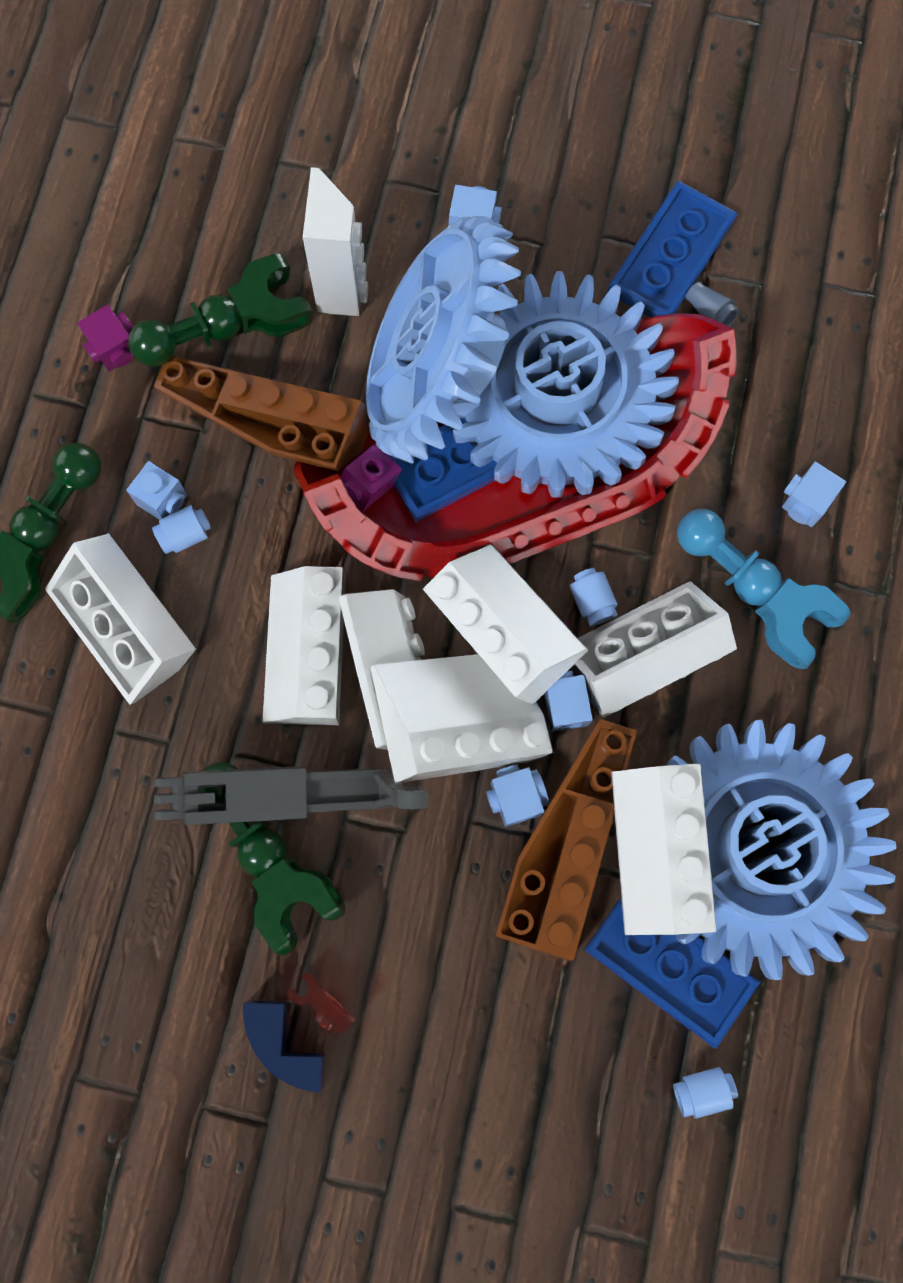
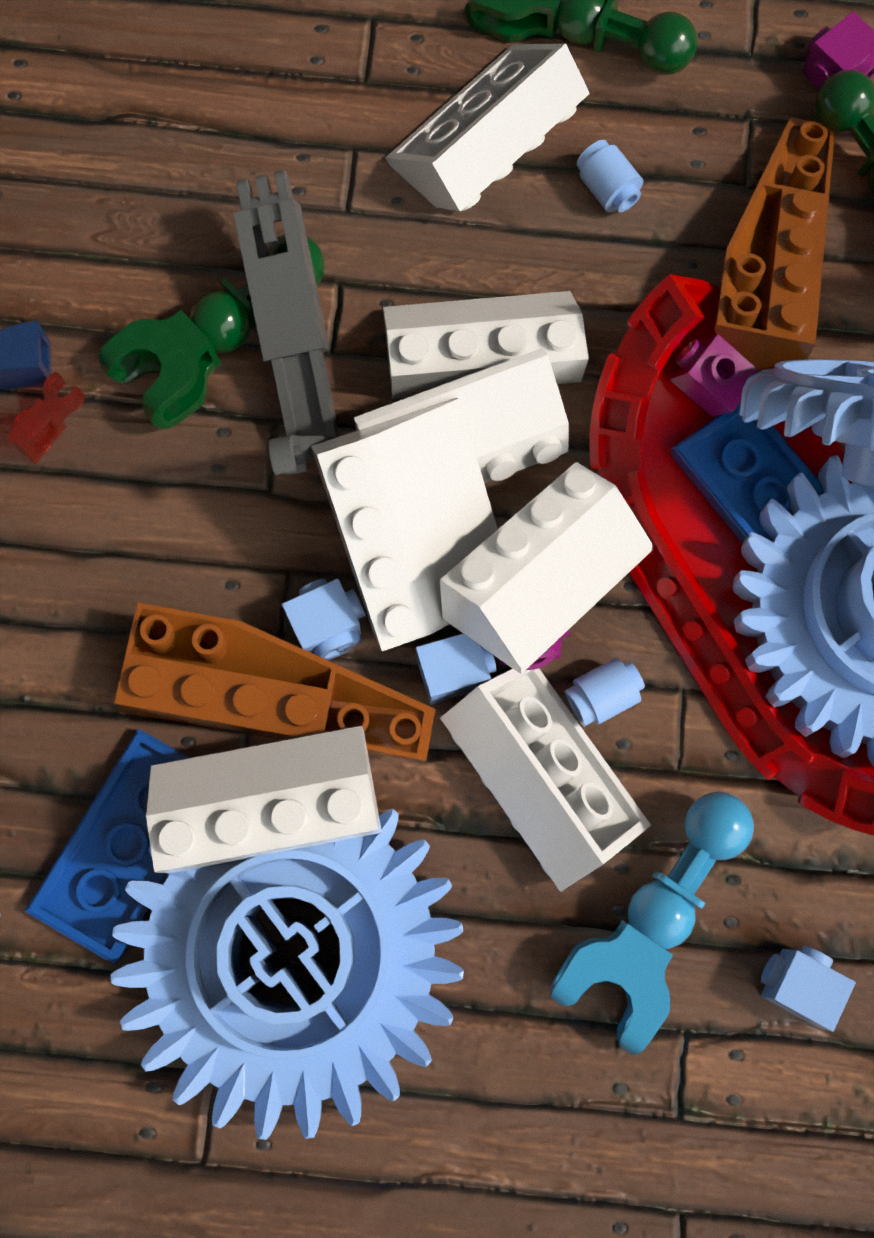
camera: 80 degrees right, 0 degrees up
(157, 491) = (653, 138): light blue brick -> none

